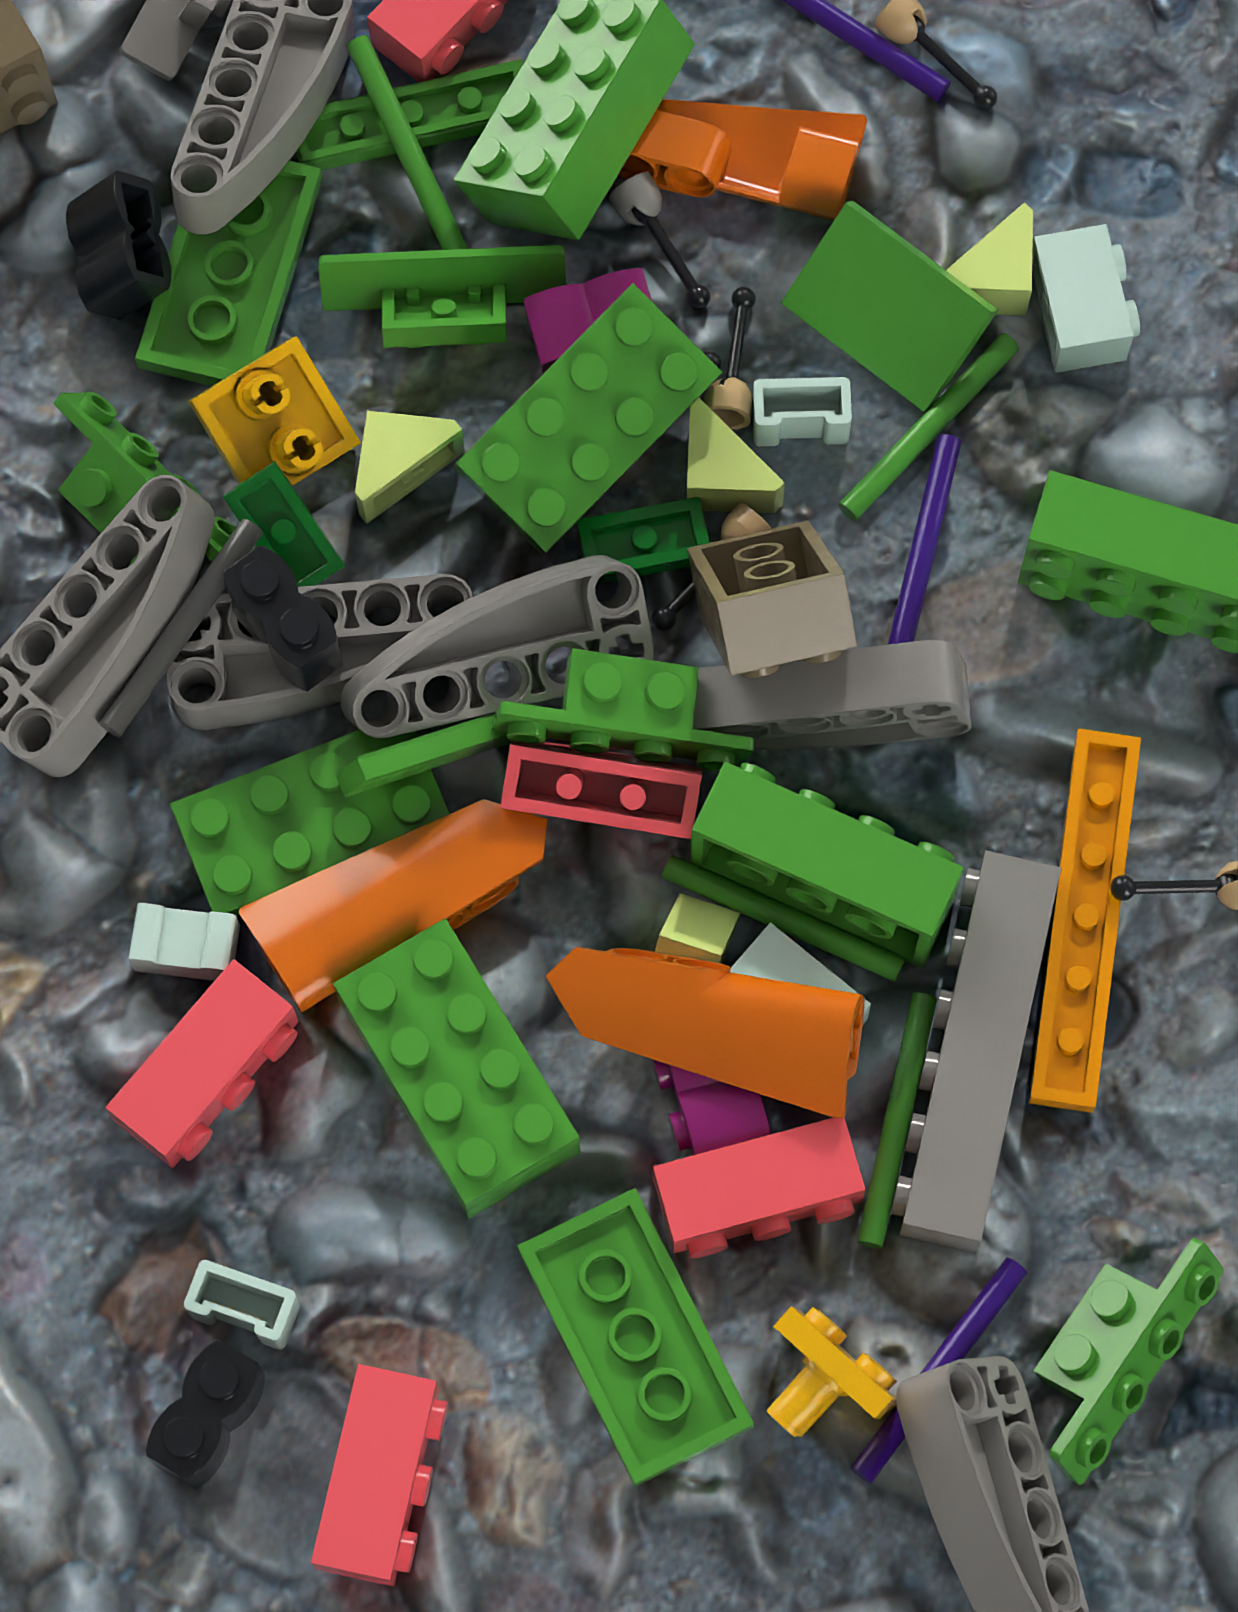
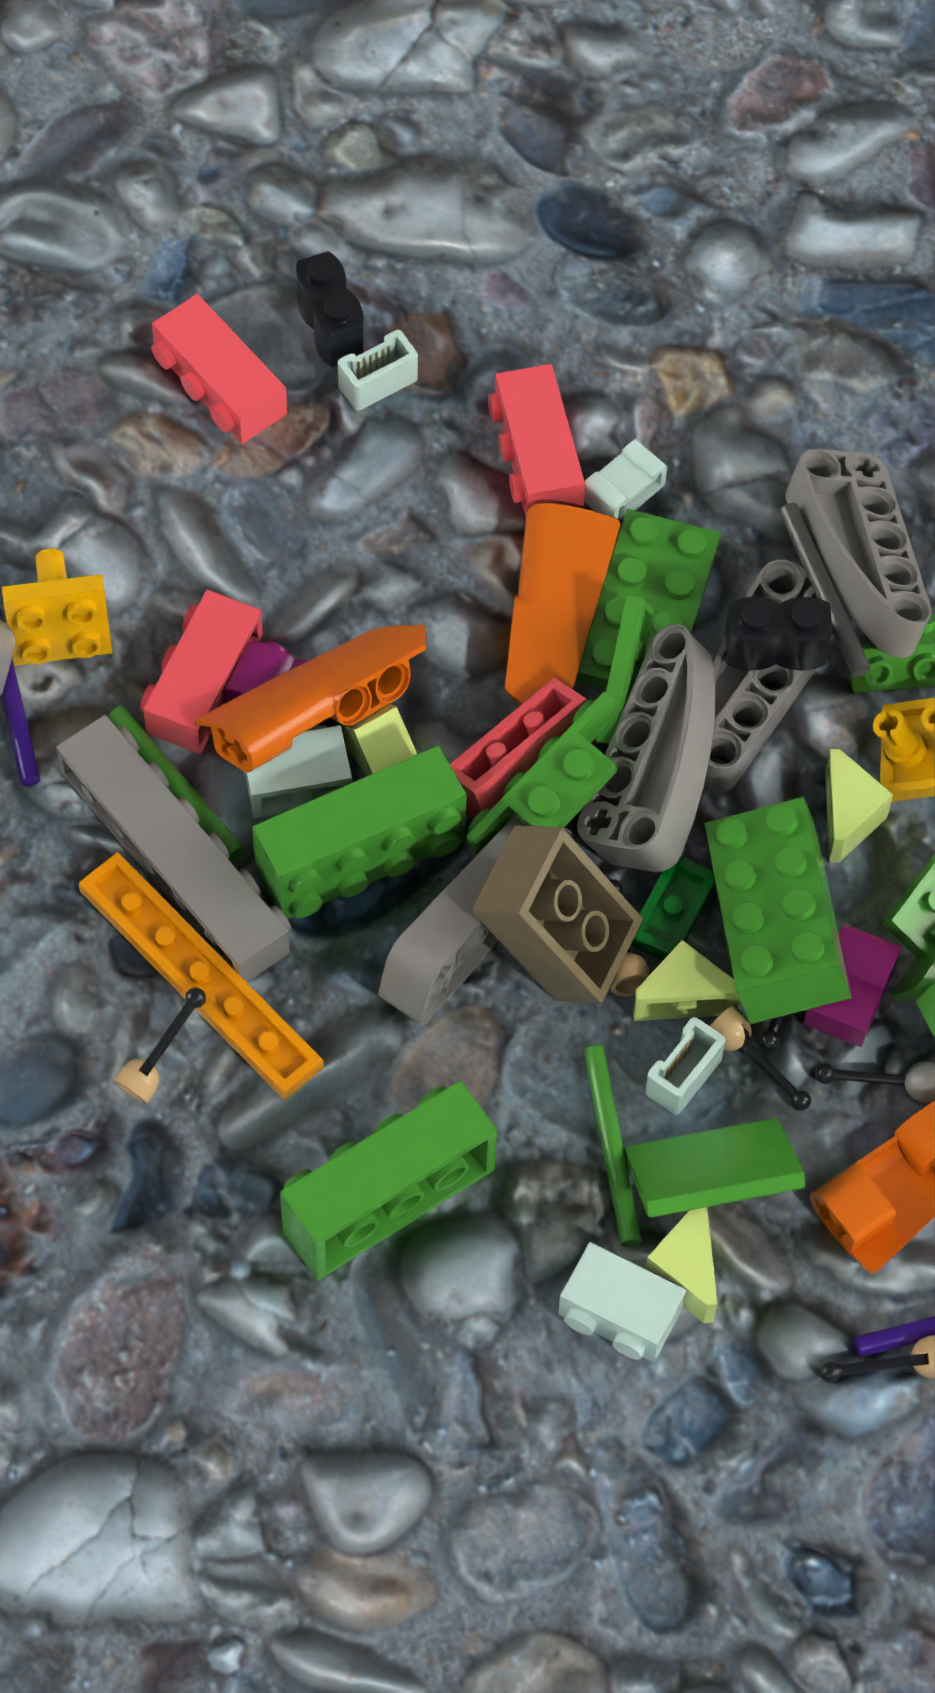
camera: 125 degrees right, 10 degrees down
(286, 524) = (848, 702): green plate -> none
(457, 1068) = (416, 563): bright green brick -> none
(635, 1337) = (175, 547): bright green plate -> none
(925, 539) = (527, 1074): dark purple bar -> none

